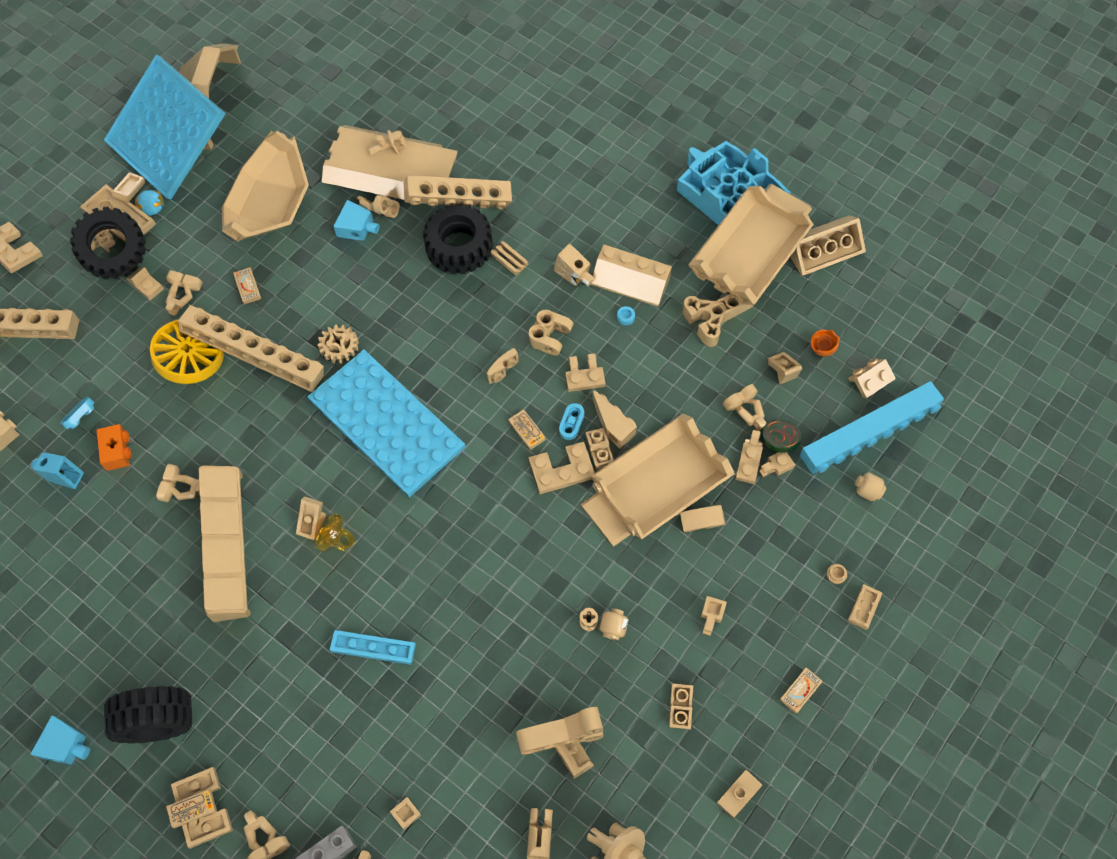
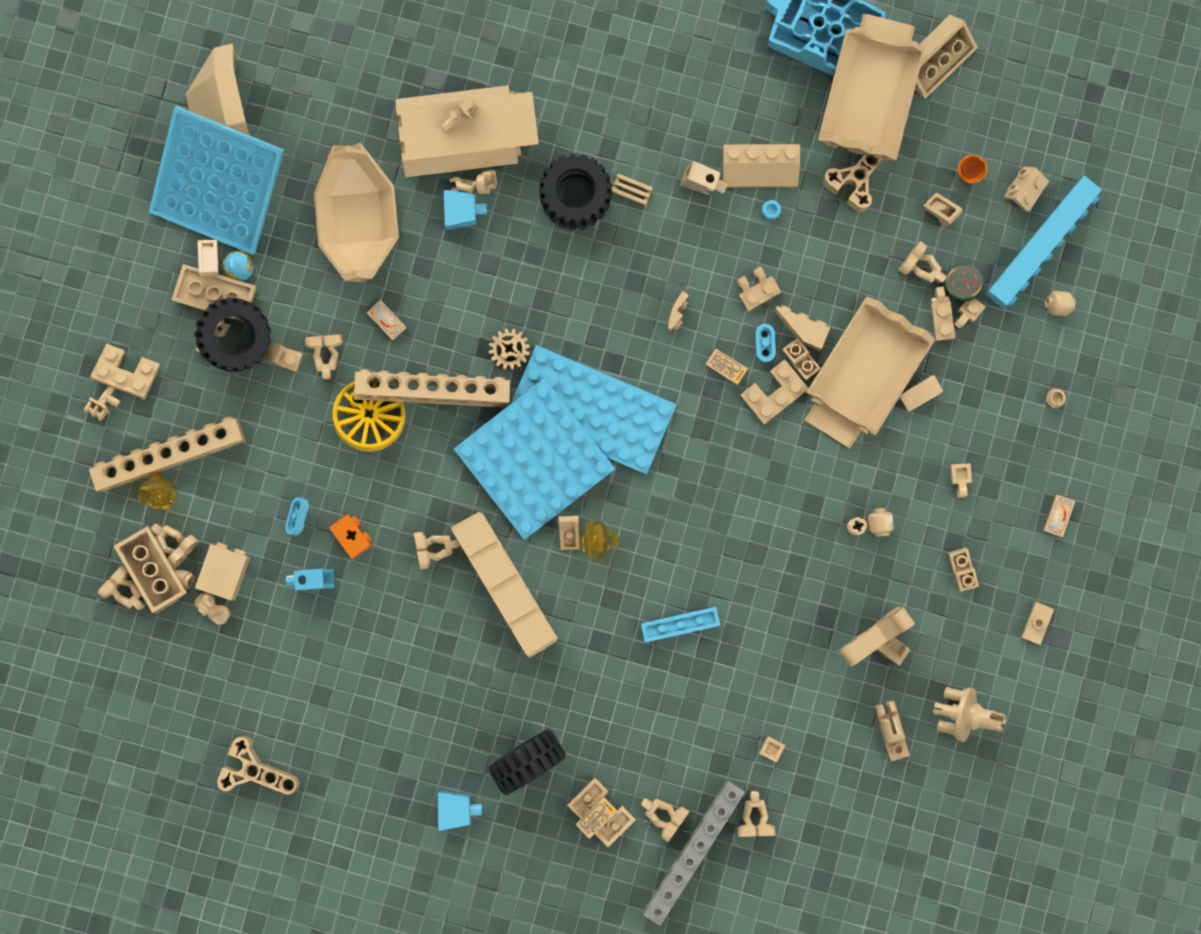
camera: 25 degrees left, 20 degrees up
(311, 442) = (534, 458): none -> medium azure plate
(448, 186) = (514, 160): tan brick -> none
(555, 322) = (708, 244): tan piece -> none
(864, 607) = (1090, 420): tan plate -> none

